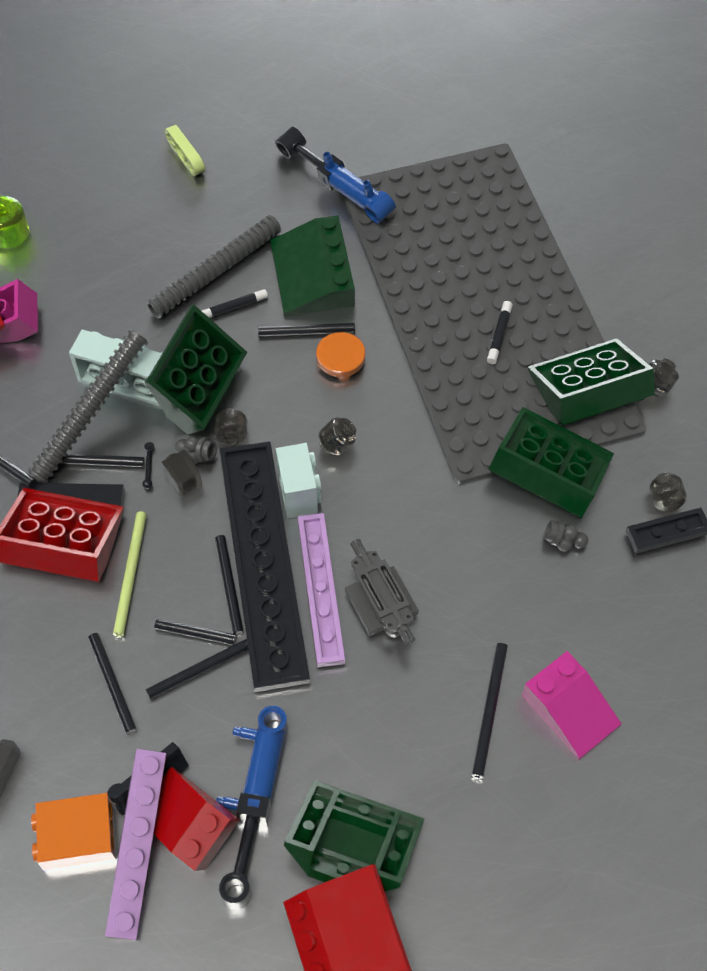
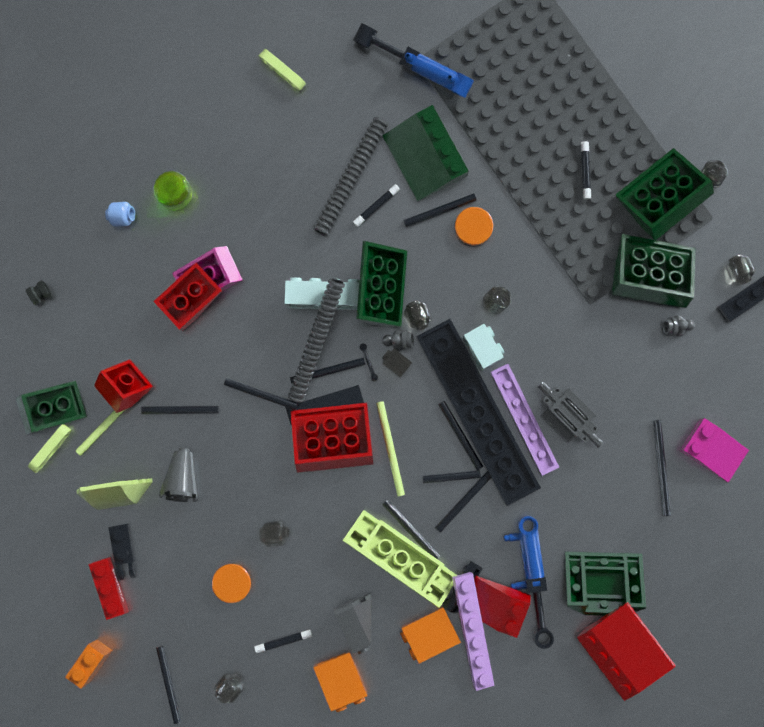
camera: 15 degrees left, 25 degrees up
(79, 709) = (401, 558): none -> yellowish green slope

